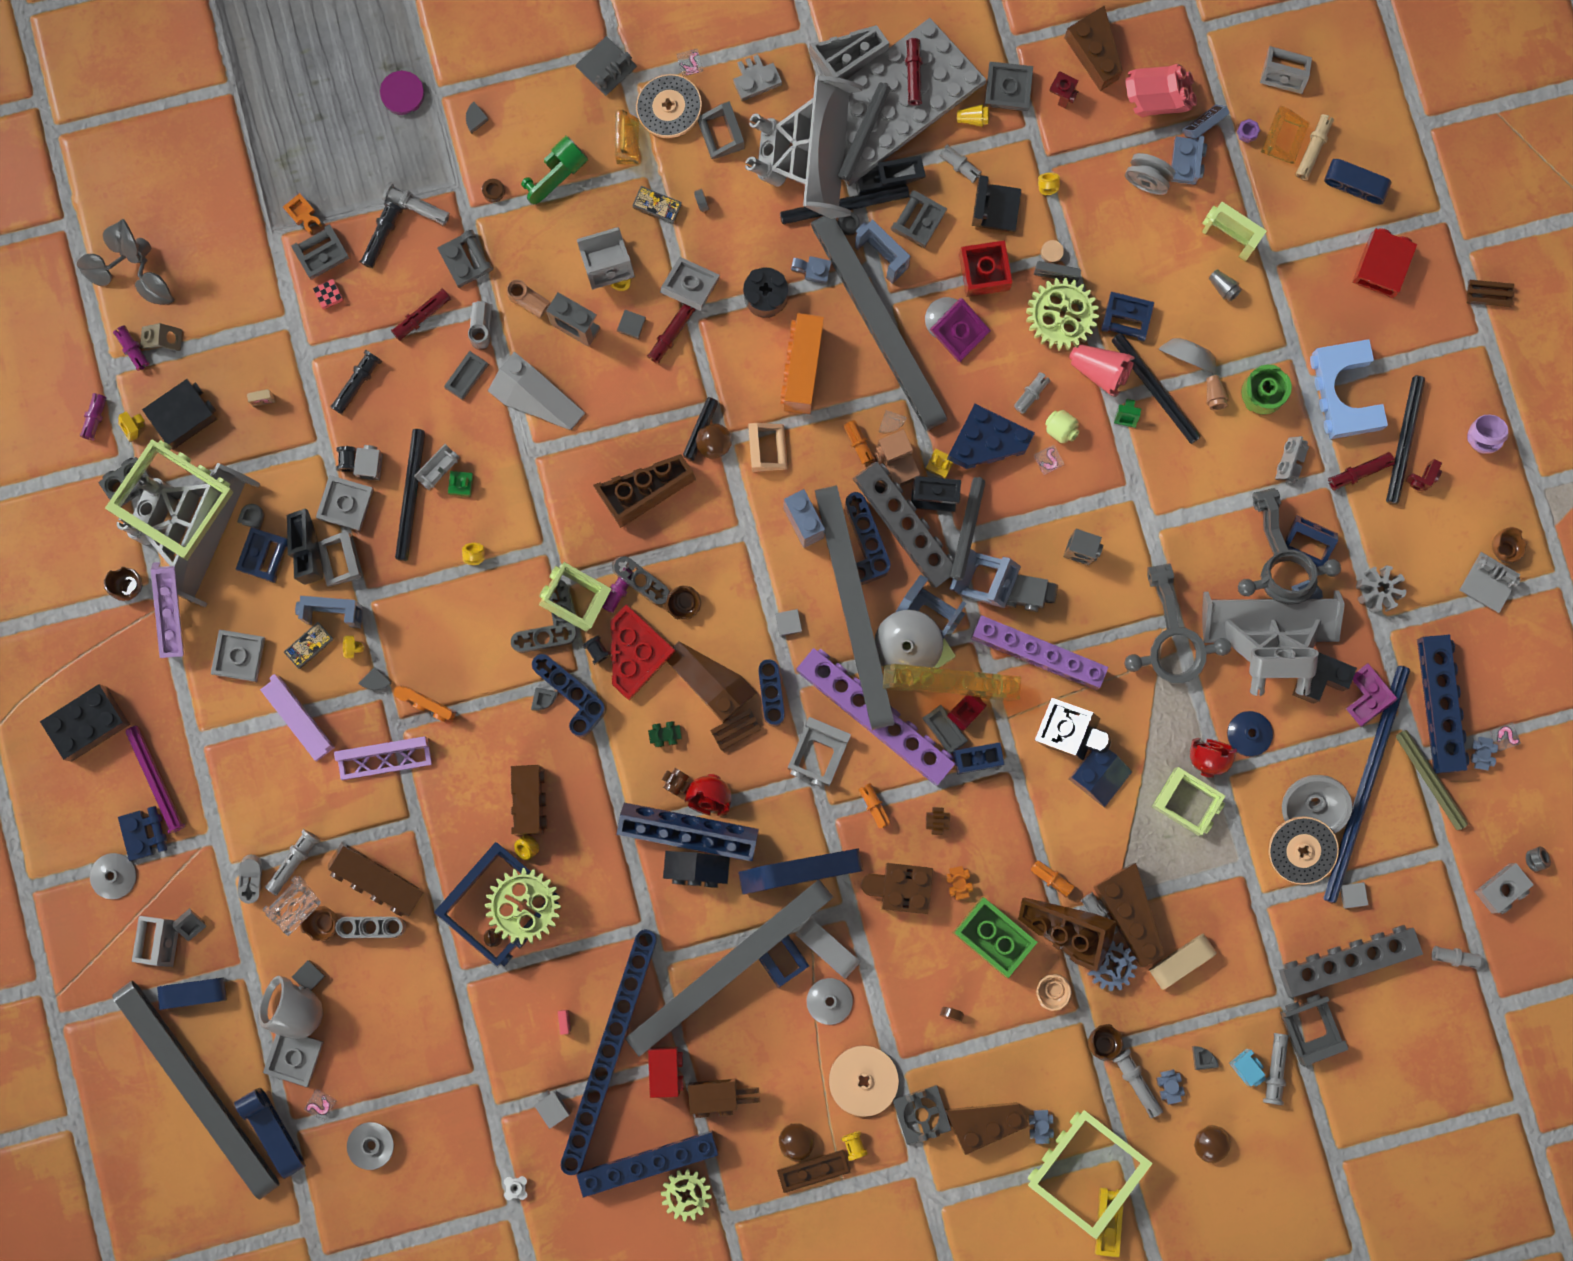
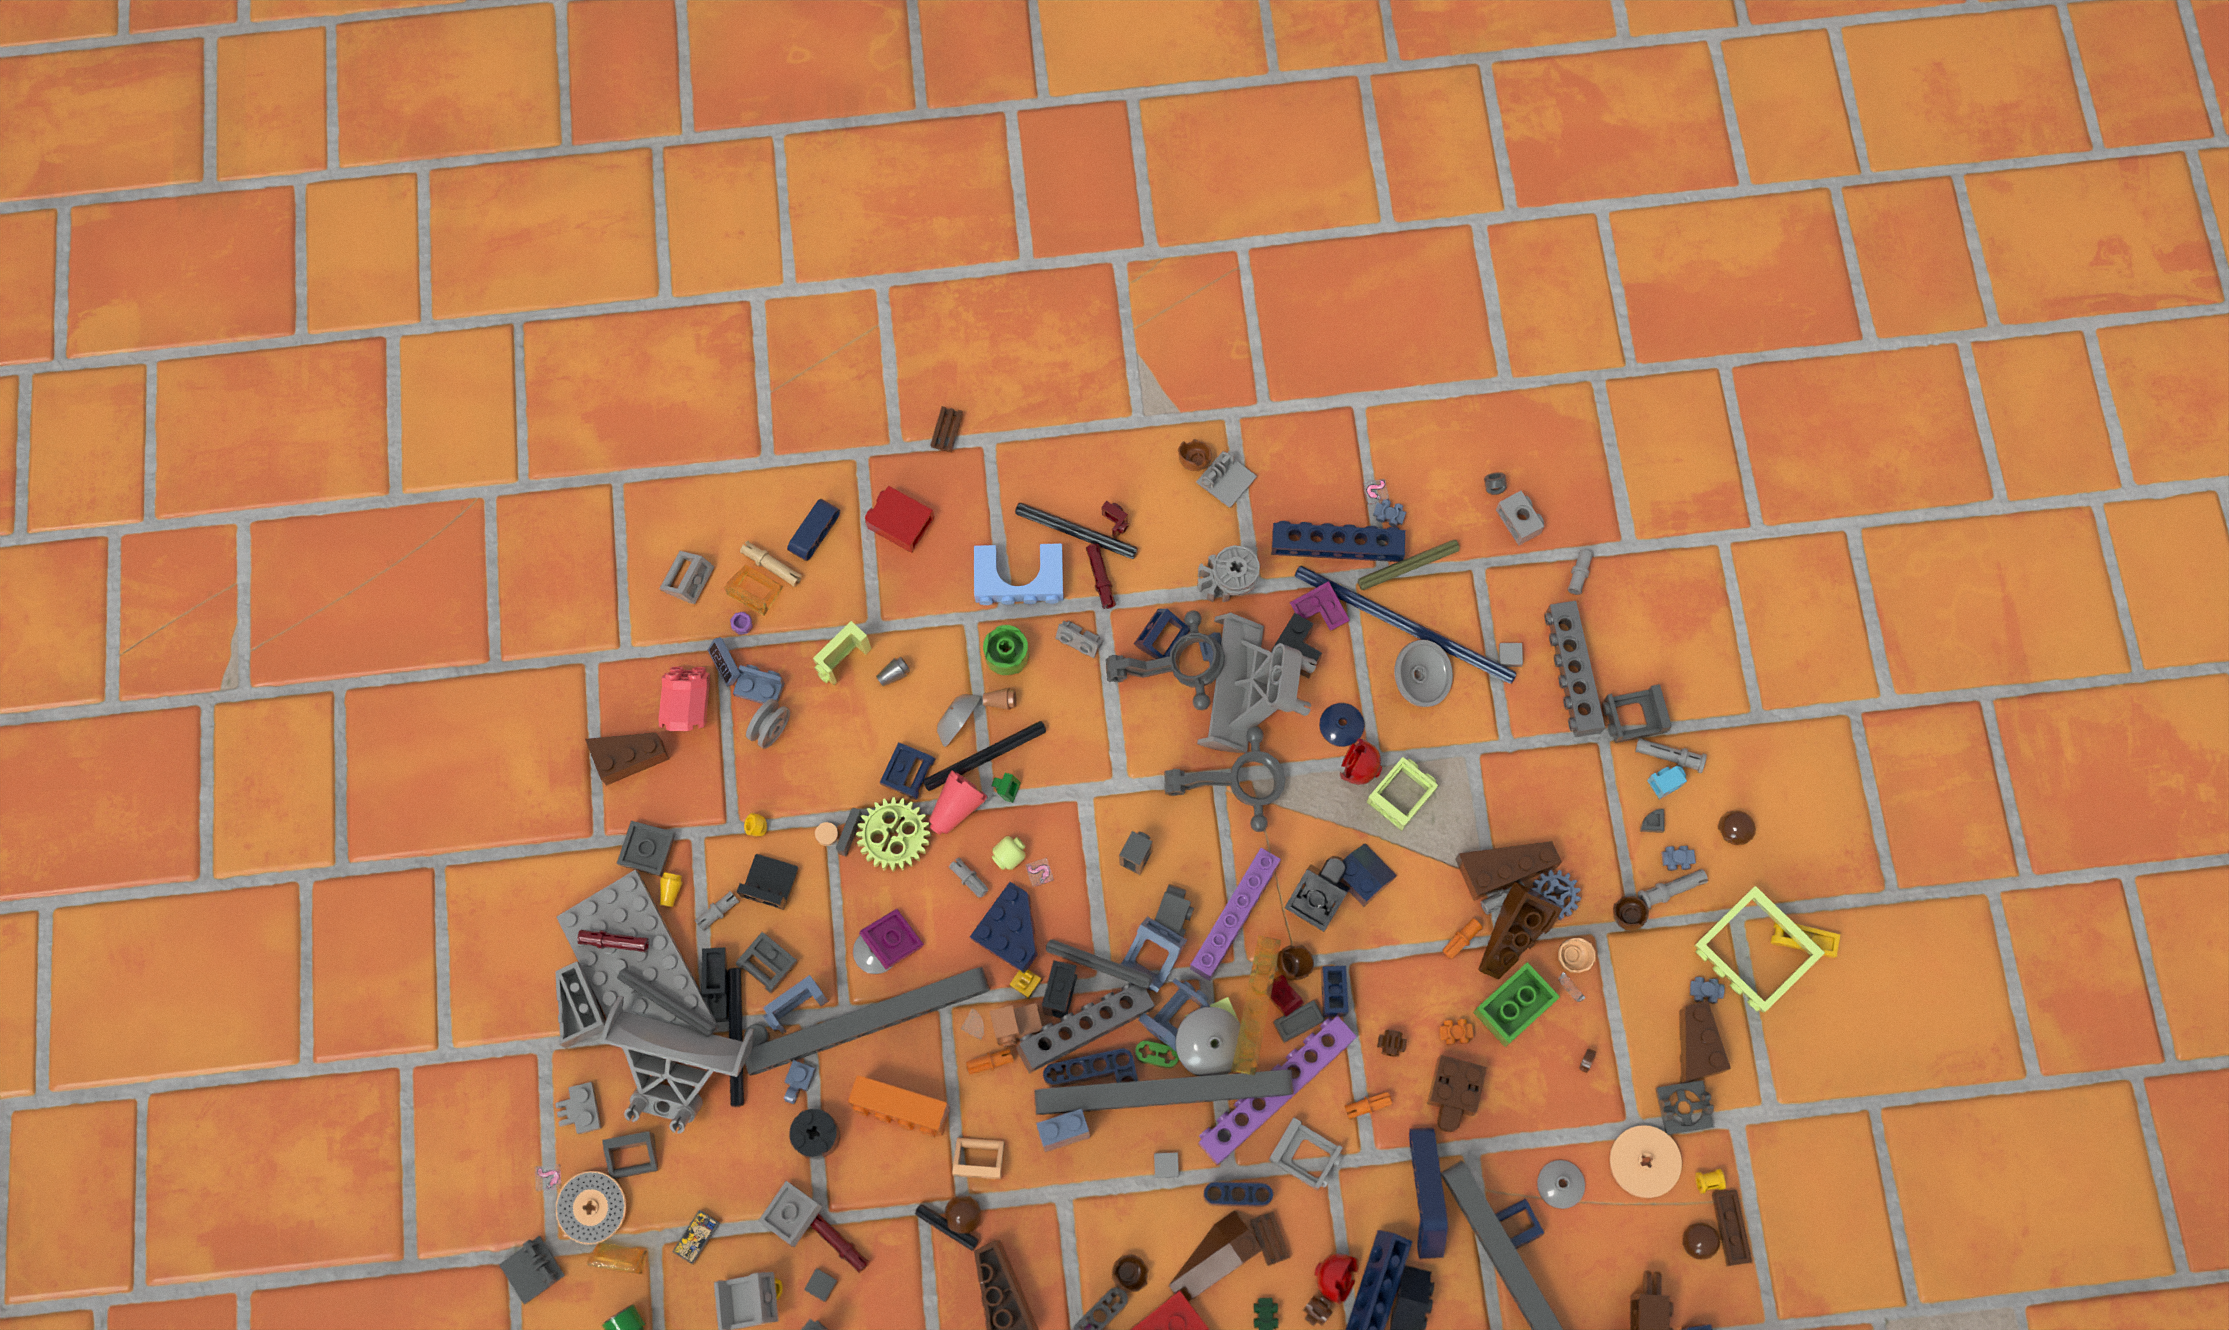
camera: 75 degrees left, 10 degrees down
(701, 200) = (701, 1187): dark grey tile -> none
(827, 948) = (1509, 1176): light grey beam -> none
(897, 596) = (1155, 1060): none -> bright green beam
(985, 268) = (833, 902): red brick -> none
(1000, 716) = (1295, 962): none -> reddish brown hair
(1021, 991) = (1570, 987): none -> clear tile
(1065, 88) = (661, 792): dark red bracket -> none
(1182, 961) = (1558, 825): tan beam -> none
(1310, 866) = (1446, 693): flat silver piece -> none
(1401, 610) = (1241, 559): none -> light grey wheel
(1487, 434) = (1085, 455): lavender helmet -> none

